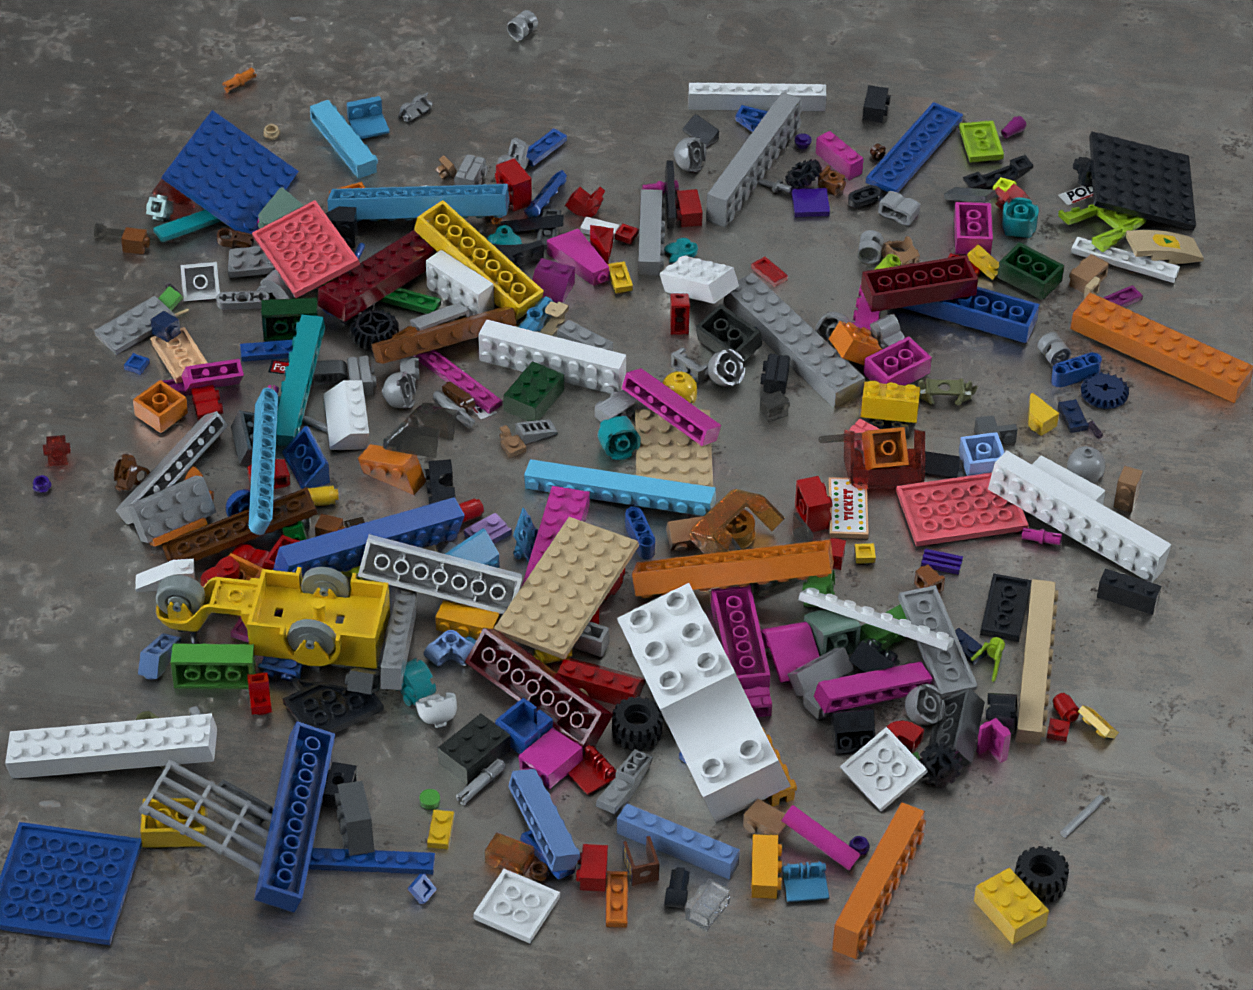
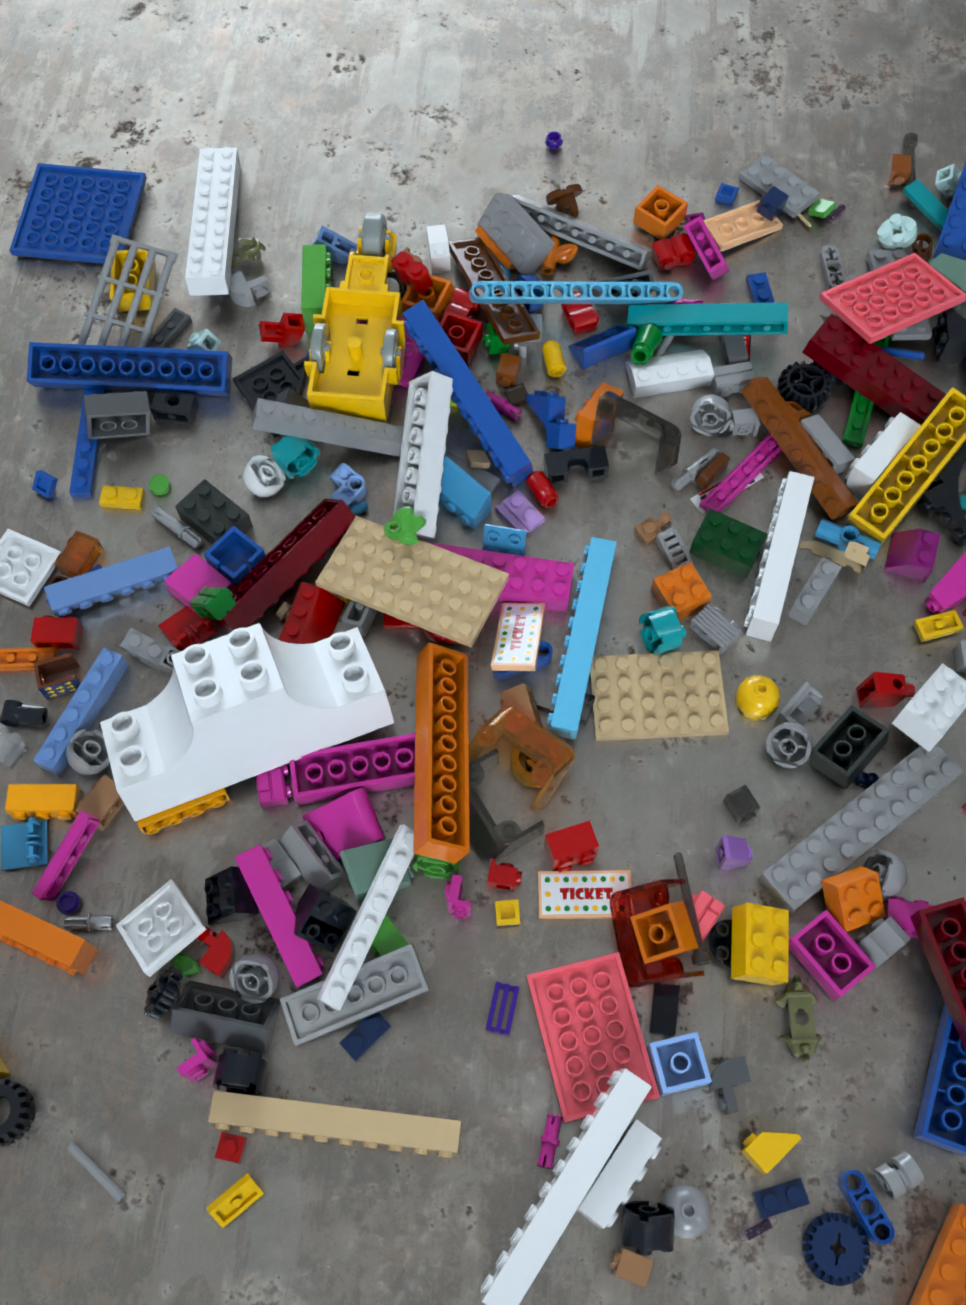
camera: 90 degrees right, 20 degrees up
(57, 450) = (594, 143): clear red brick -> none
(200, 281) = (850, 228): white slope -> none
(208, 241) = (897, 223): none -> light aqua plate
(268, 760) = (203, 341): none -> light aqua brick
(282, 315) = (803, 306): dark green brick -> none
(321, 425) = (646, 341): none -> green plant
(383, 496) = (551, 411): none -> blue arch
(464, 619) = (383, 498): light orange brick -> none
(516, 581) = (407, 526): none -> bright green plate
(579, 425) = (681, 589): none -> orange brick
(582, 724) = (213, 602): none -> green brick
(632, 523) = (518, 637): none -> tile
(671, 407) = (711, 682): dark pink brick -> none
(724, 828) = (87, 752): none -> light grey cylinder
(776, 373) = (798, 806): black brick -> none
(816, 415) = (733, 853): none -> medium lavender slope
(854, 576) = (453, 893): none -> dark pink bracket
(877, 827) = (89, 922): none -> light grey axle
(927, 577) = (464, 989): dark orange brick -> none
(994, 650) = (353, 1069): lime plant -> none
(1006, 607) = (430, 1088): black tile -> none
(1066, 707) = (259, 1158): red brick -> none
(1102, 472) = (648, 1227): none -> black brick
(1129, 591) = (453, 1258): black brick -> none

